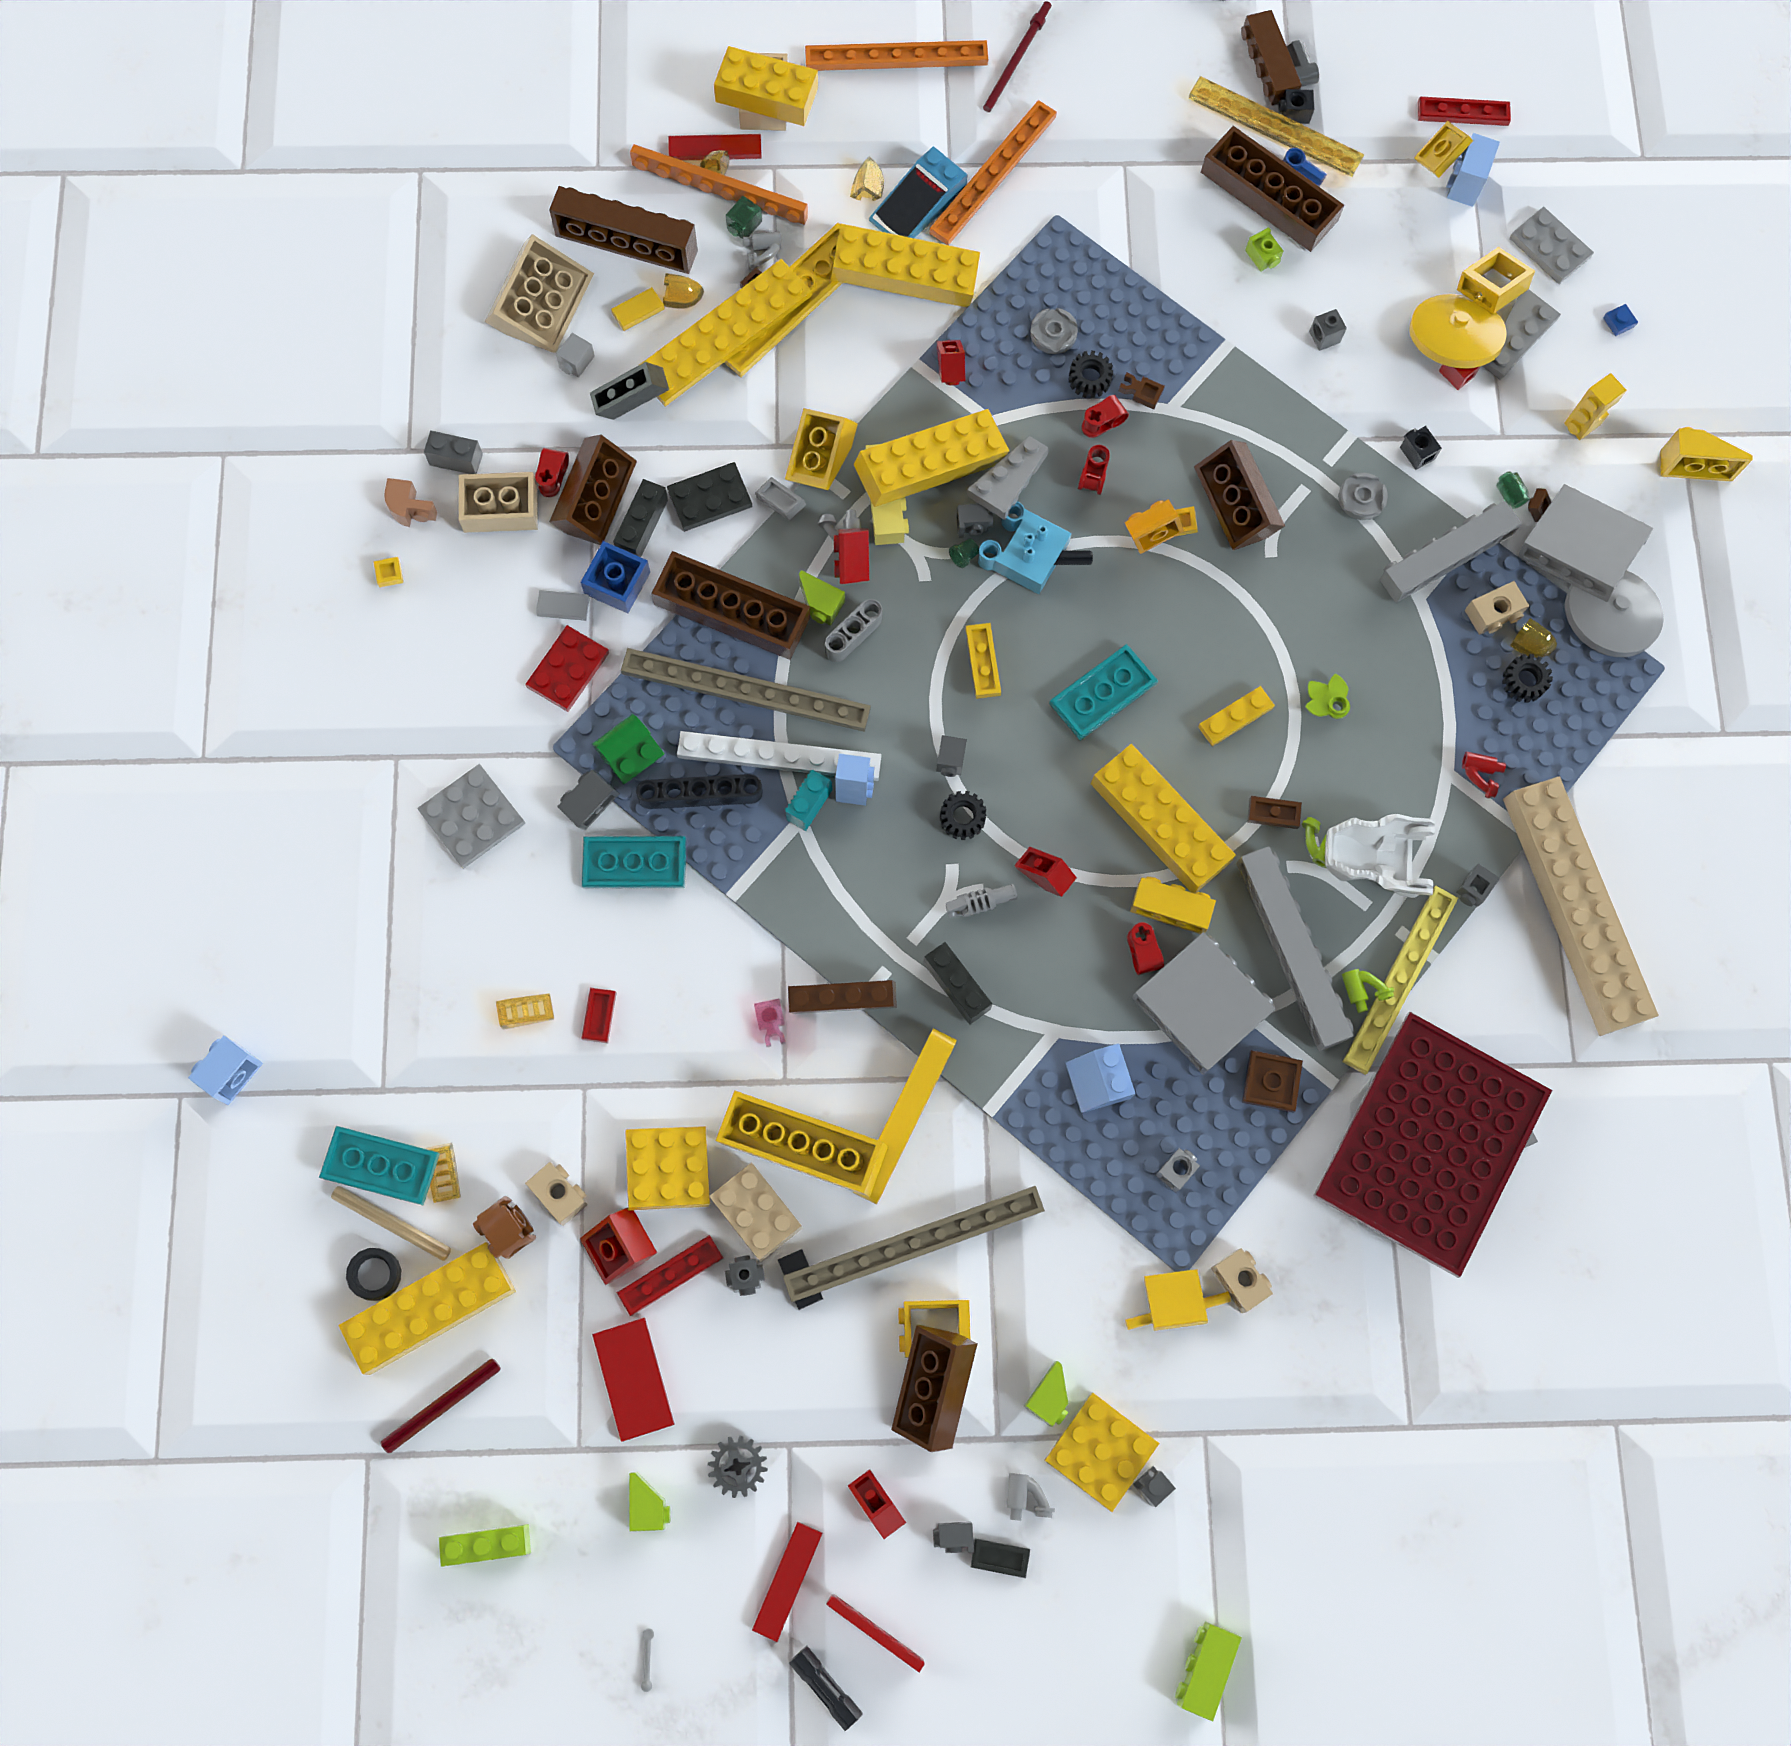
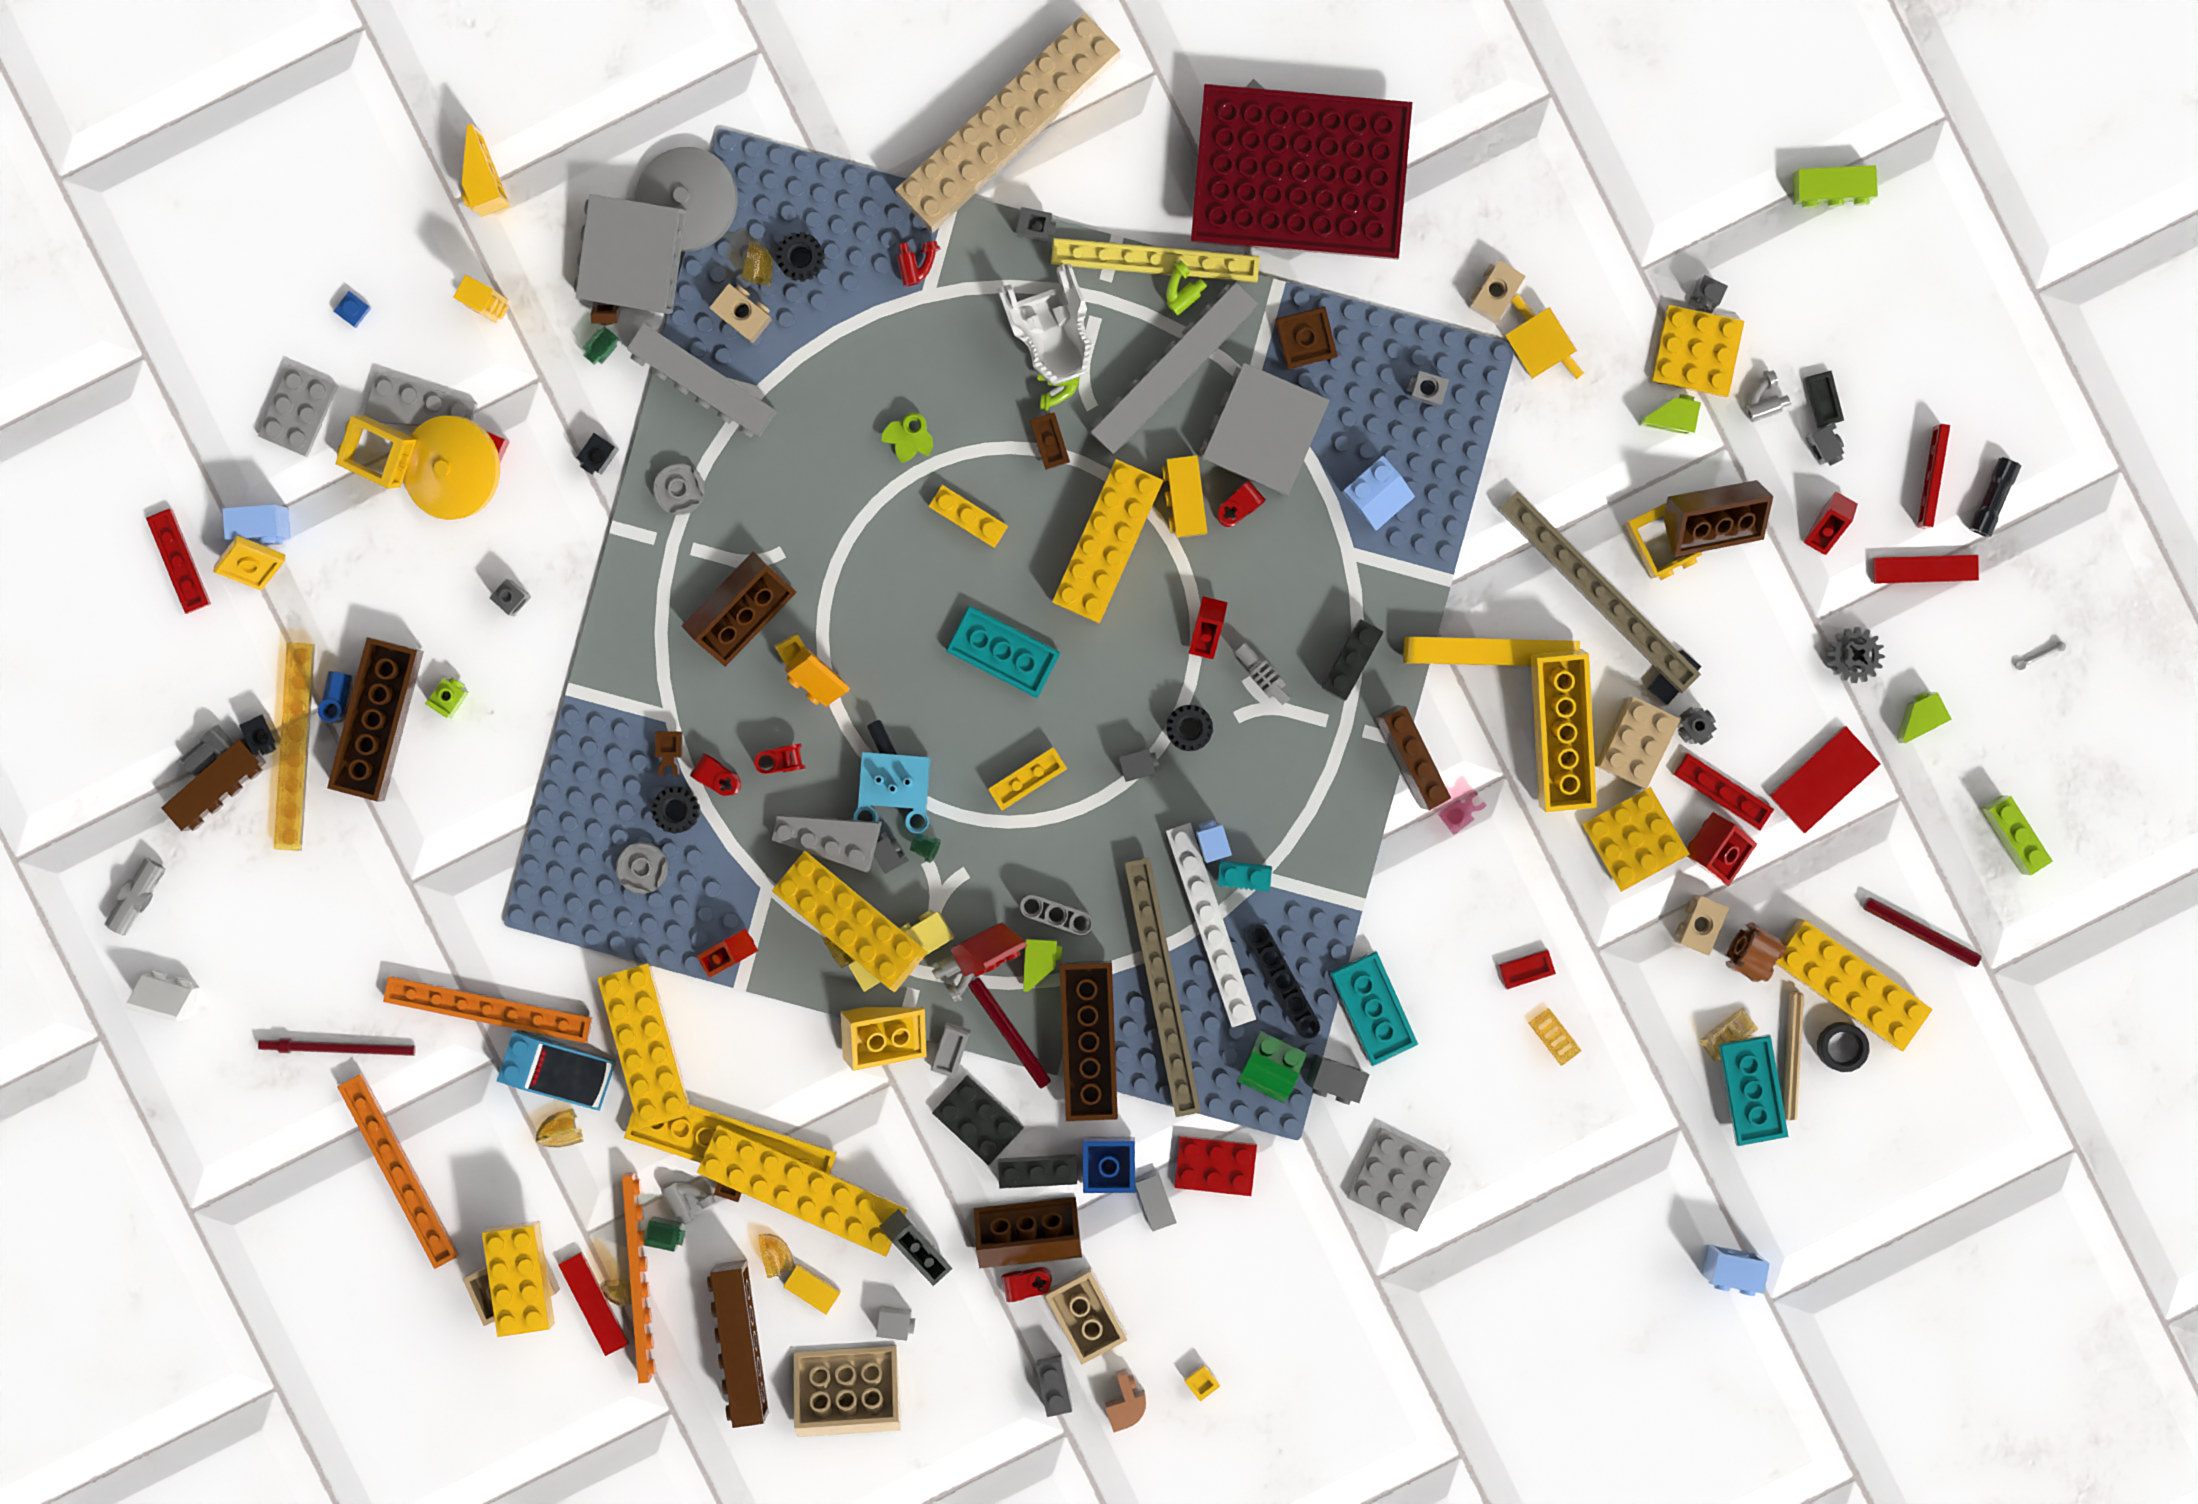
camera: 115 degrees left, 15 degrees up
(770, 549) = (1009, 1033): none -> dark red axle

